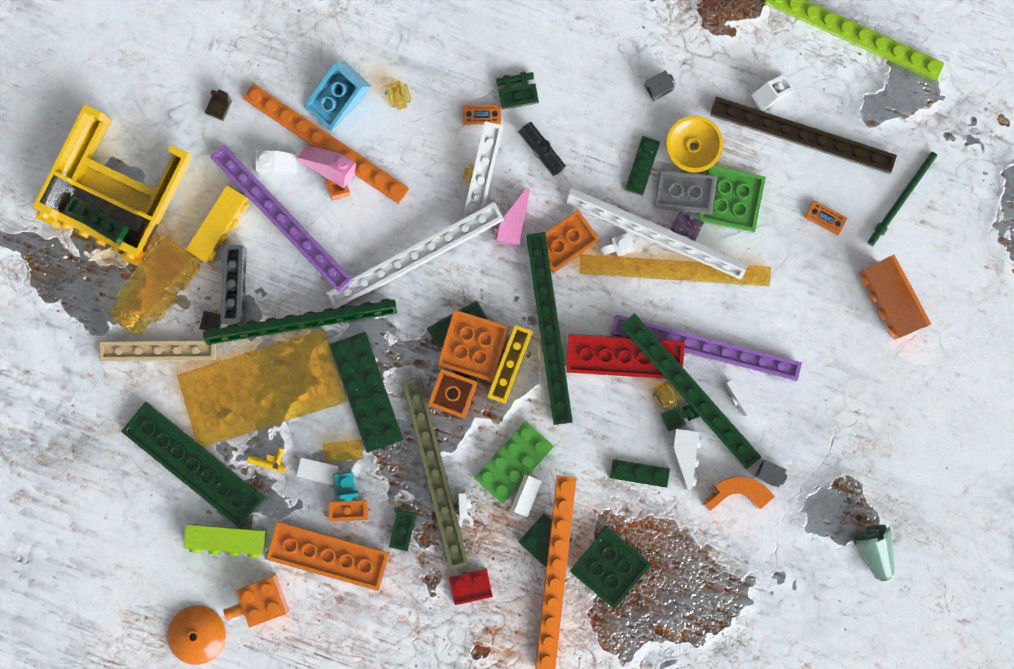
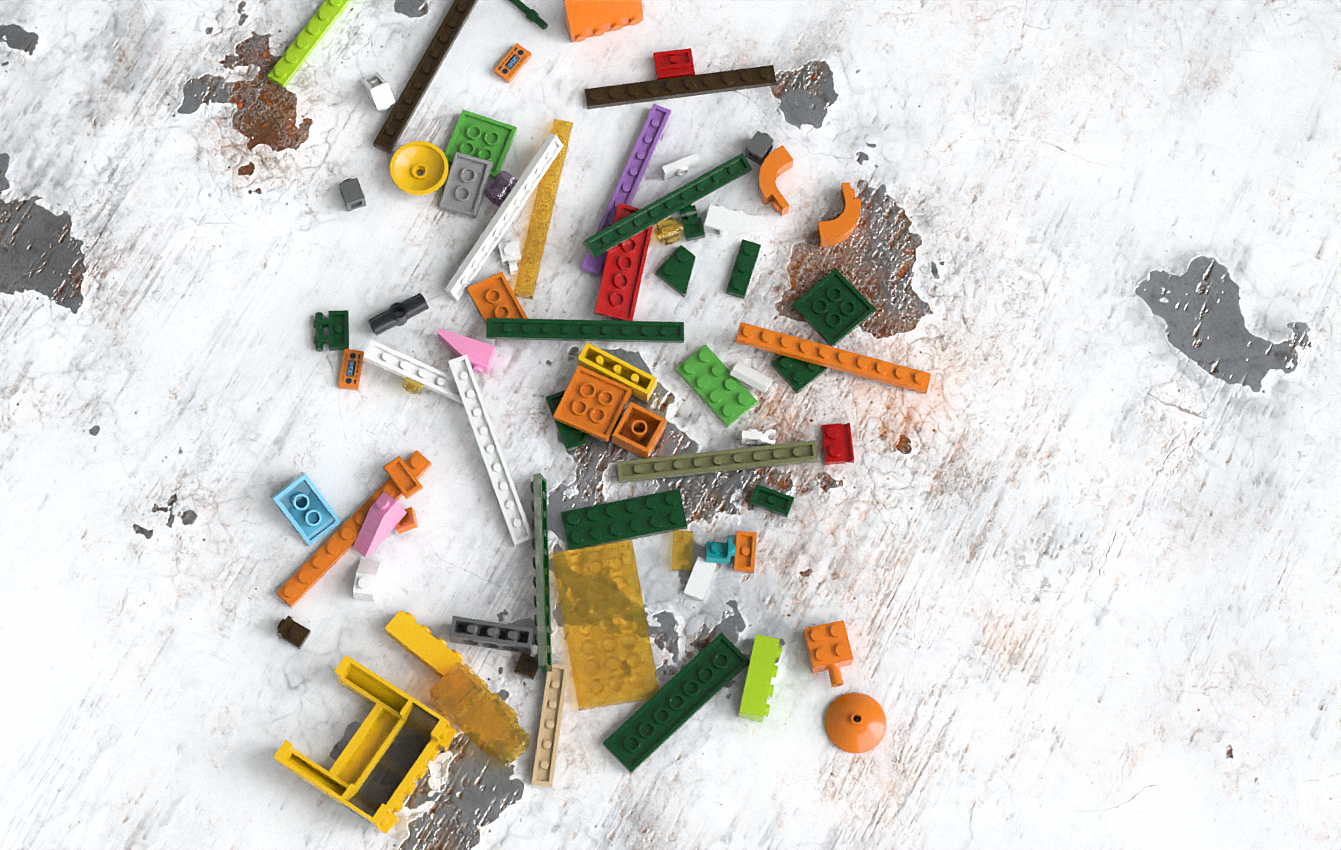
camera: 85 degrees left, 15 degrees down
(96, 219) = (400, 764): dark green plate -> none
(270, 461) = (683, 625): yellow hose -> none
(281, 218) = (427, 579): medium lavender plate -> none
(328, 556) = (789, 578): orange plate -> none
(376, 179) = (402, 477): none -> orange tile
(398, 95) = (316, 446): clear yellow head -> none
(629, 409) = (677, 270): none -> dark green wing
(642, 165) = (431, 223): dark green plate -> none
(692, 561) = (841, 228): none -> orange arch
(826, 387) = (680, 87): none -> dark brown plate
(849, 376) = (674, 63): none -> red plate
(876, 550) = (845, 63): sand green cone -> none

